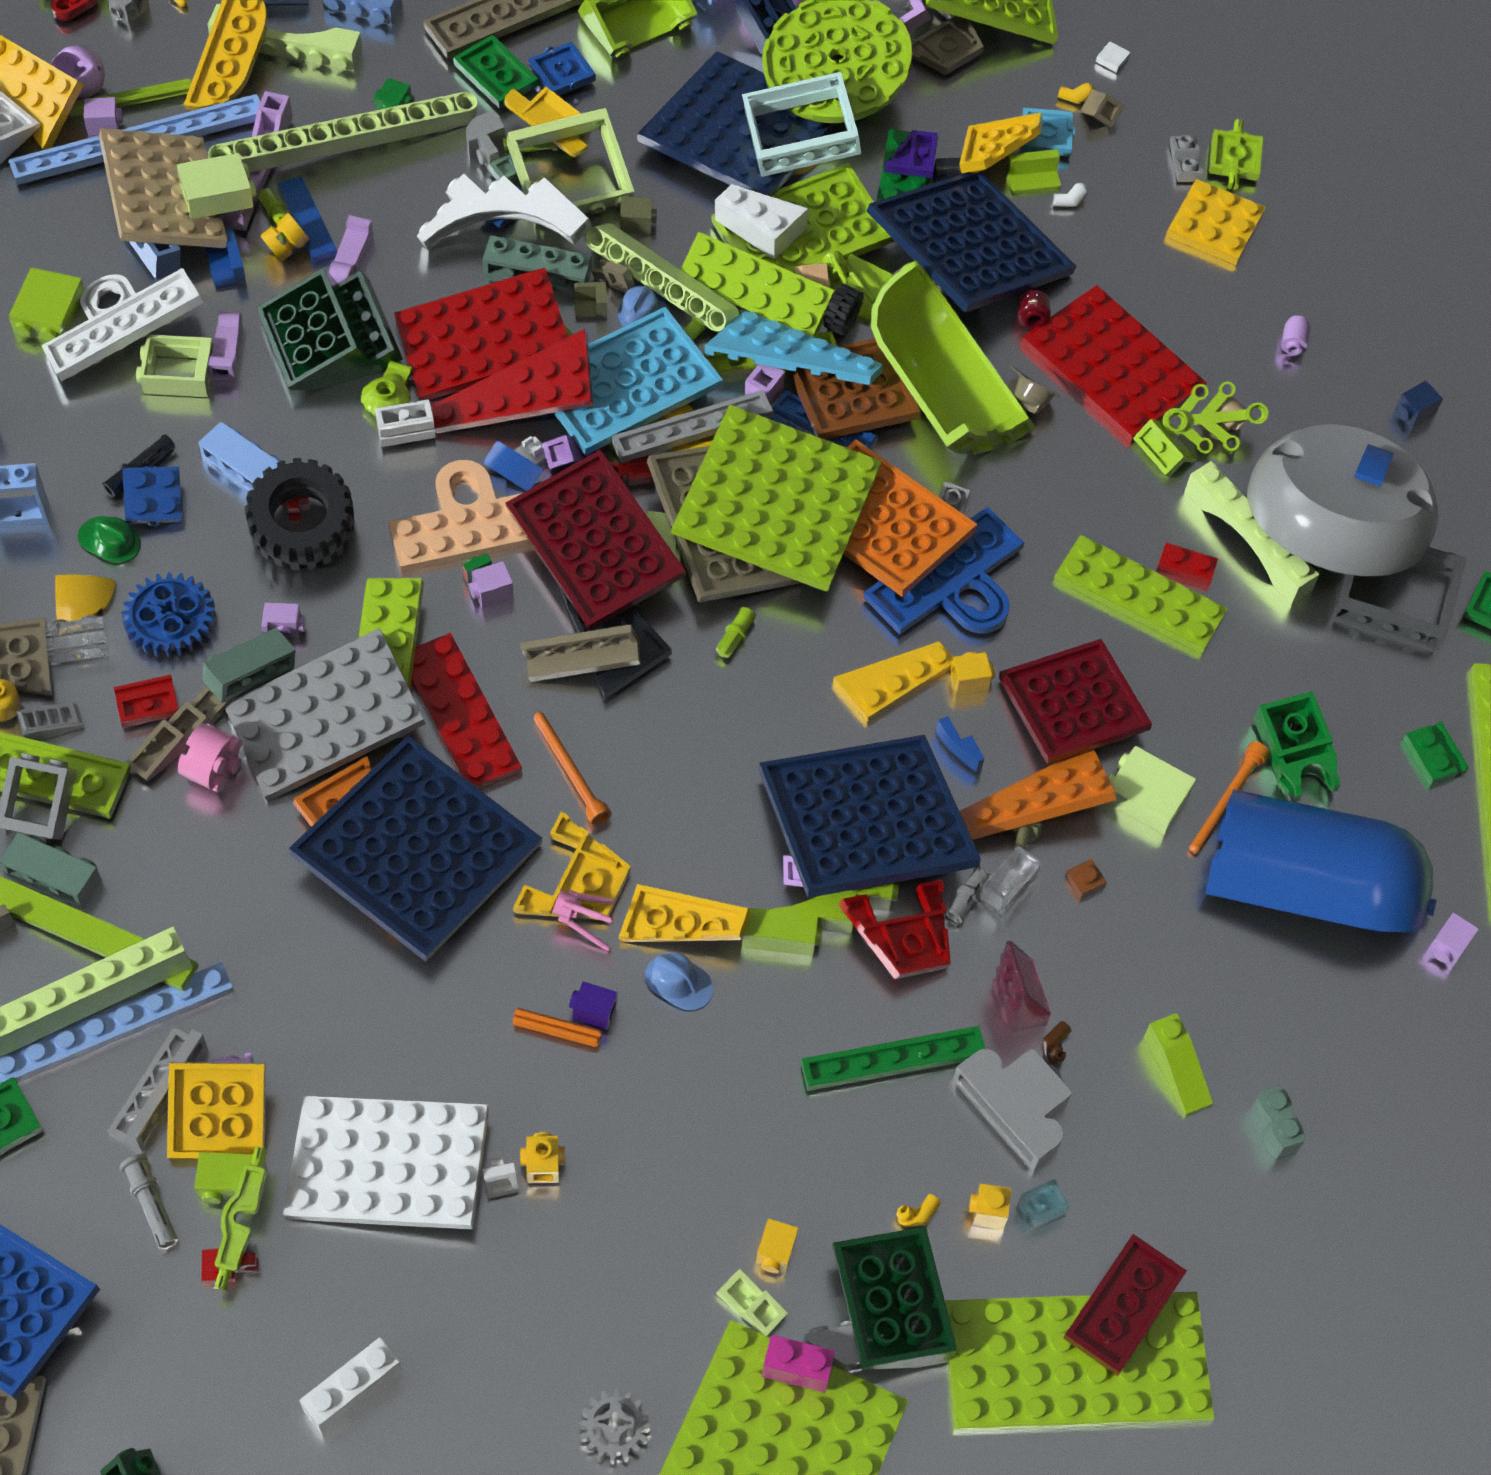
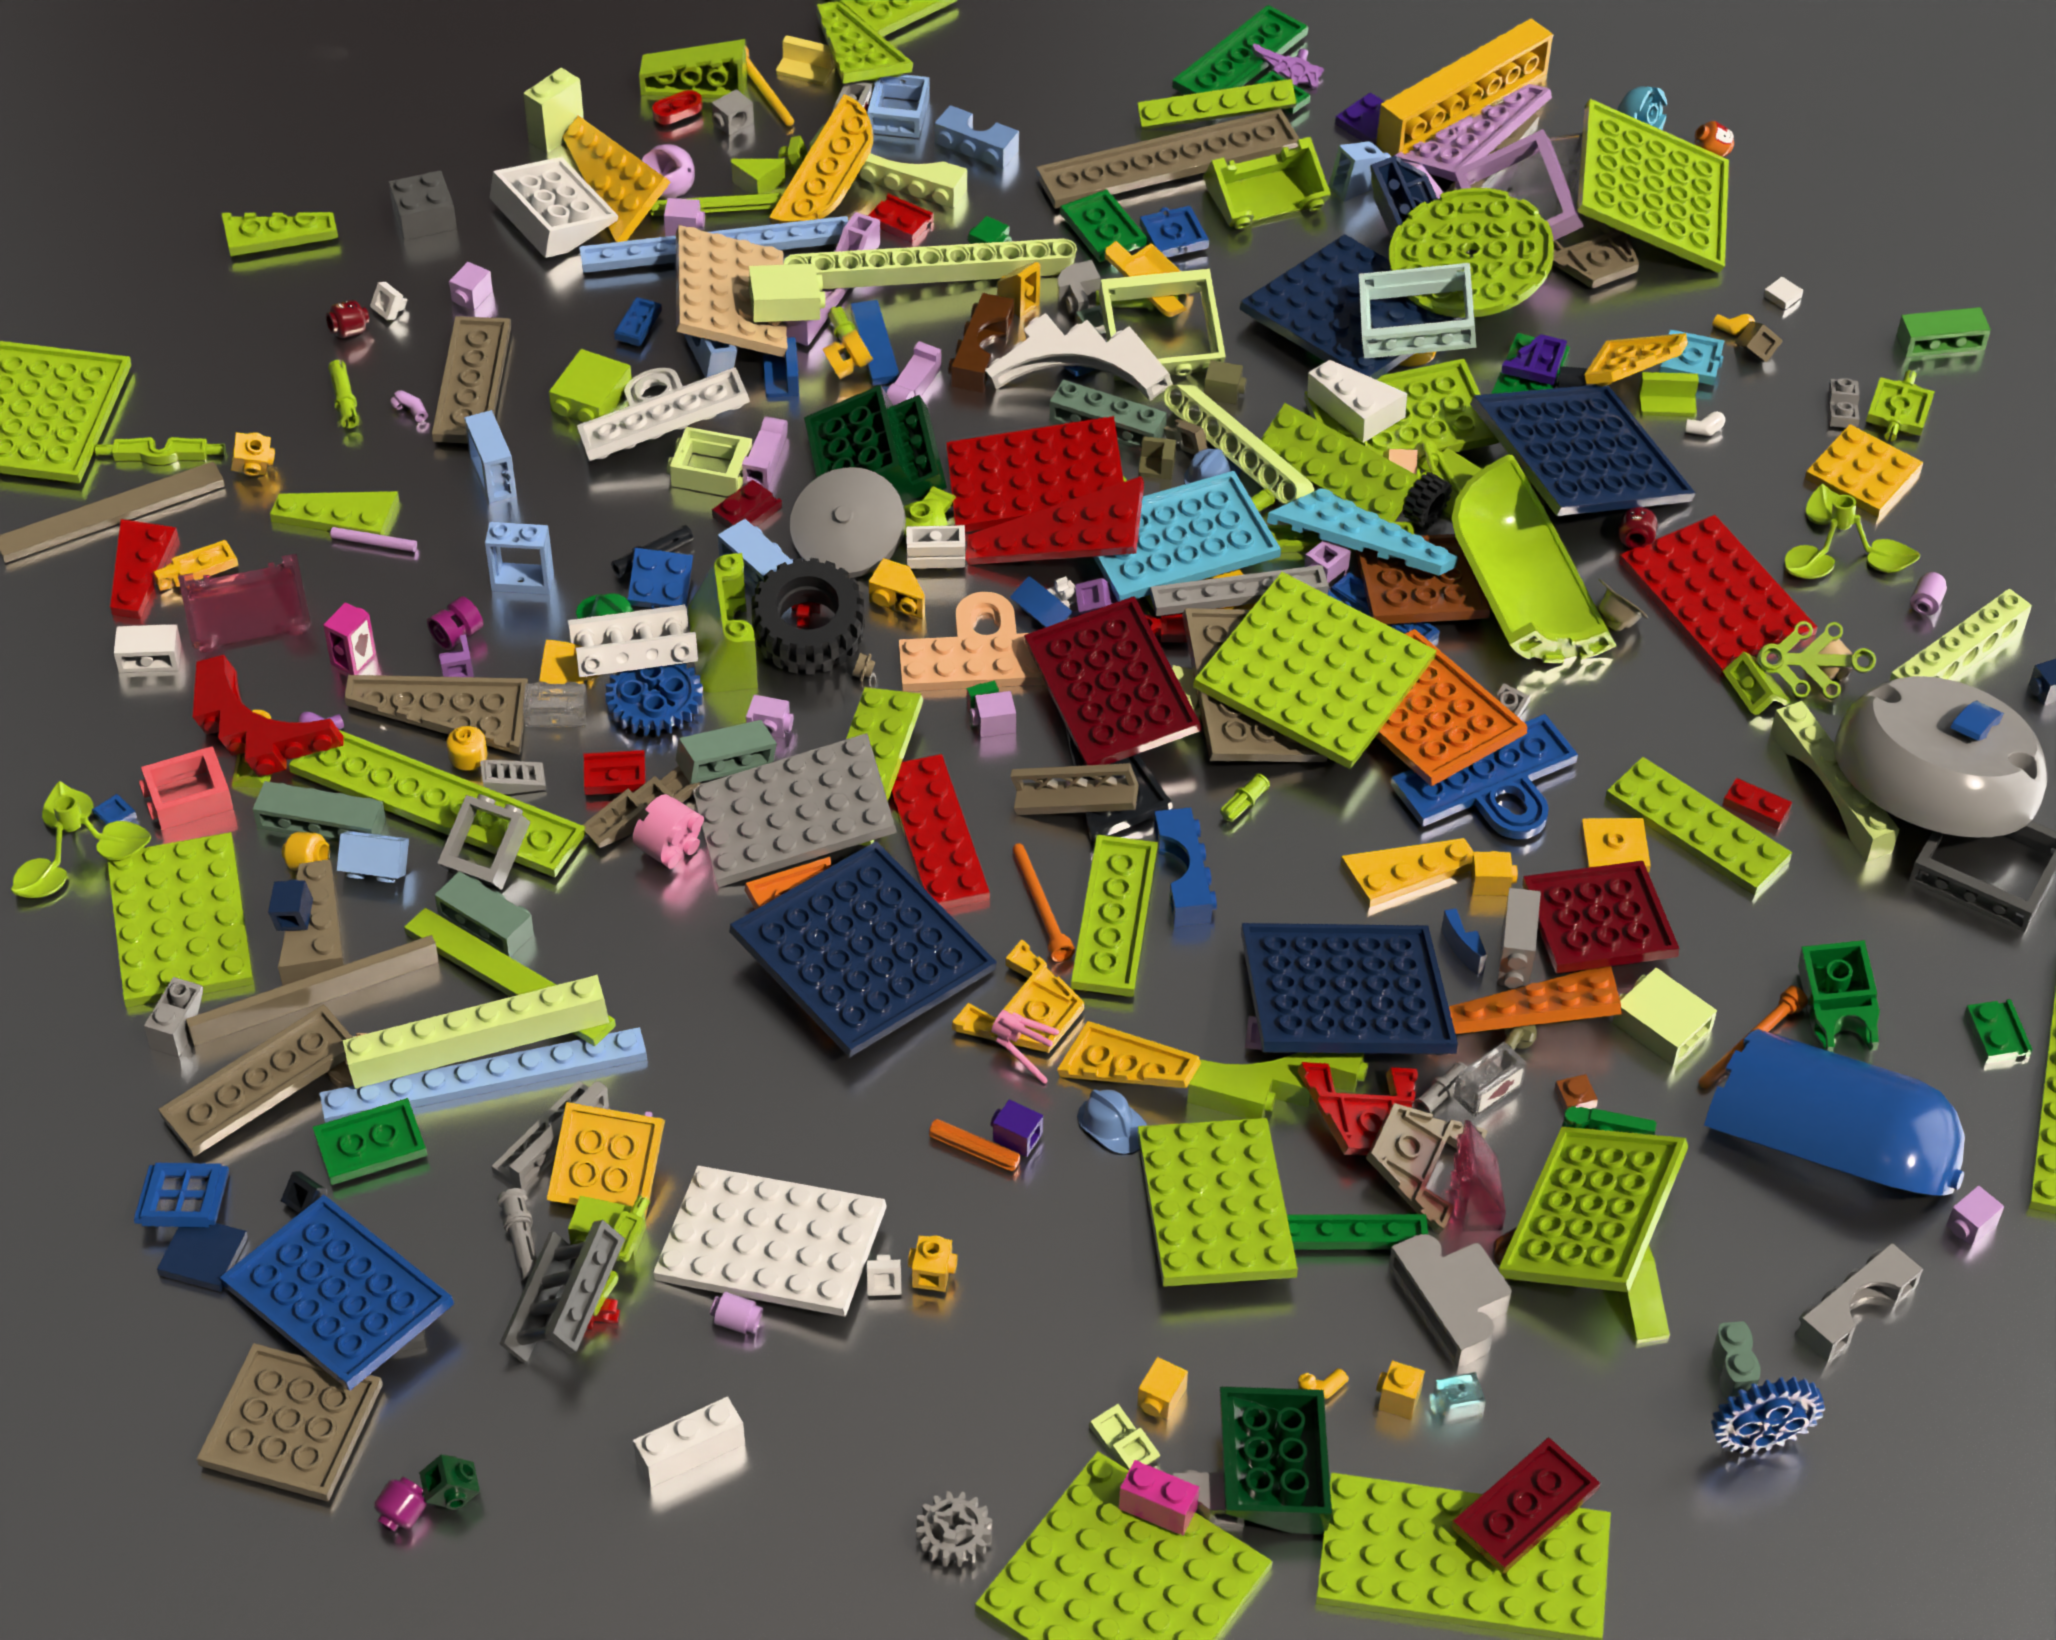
camera: 15 degrees right, 10 degrees down
(79, 229) = (638, 321): none -> blue plate
(132, 550) = (633, 640): none -> white fence
(164, 63) = (758, 175): none -> lime slope
(195, 37) = (795, 152): none -> lime tile
(219, 404) = (749, 503): none -> dark red plate
(221, 1260) = (578, 1299): none -> dark grey fence
(225, 563) = (723, 644): none -> lime windscreen
(307, 88) = (901, 218): none -> red plate
(318, 410) = (848, 520): none -> light grey dish
(360, 554) = (863, 666): none -> dark tan plate
(369, 1242) = (736, 1313): none -> lavender brick
(377, 470) = (897, 588): none -> yellow slope
(410, 182) = (989, 320): none -> reddish brown arch
(432, 147) = (1023, 287): none -> yellow slope
(641, 772) = (1114, 916): none -> lime plate
(683, 683) = (1190, 895): none -> blue arch
(789, 1048) = (1216, 1202): none -> lime plate
(953, 966) = (1407, 1155): none -> dark tan wing
(1009, 737) = (1518, 938): none -> light grey brick
(1071, 623) = (1614, 841): none -> yellow plate
(1122, 908) = (1607, 1120): none -> green hinge
(1129, 998) = (1594, 1209): none -> lime plate
(1193, 262) = (1839, 510): none -> lime plant
(1258, 77) = (1943, 332): none -> bright green brick
(1321, 1177) = (1768, 1415): none -> blue gear
(1336, 381) = (1970, 640): none -> yellowish green brick
(1353, 1068) = (1885, 1277): none -> light grey arch

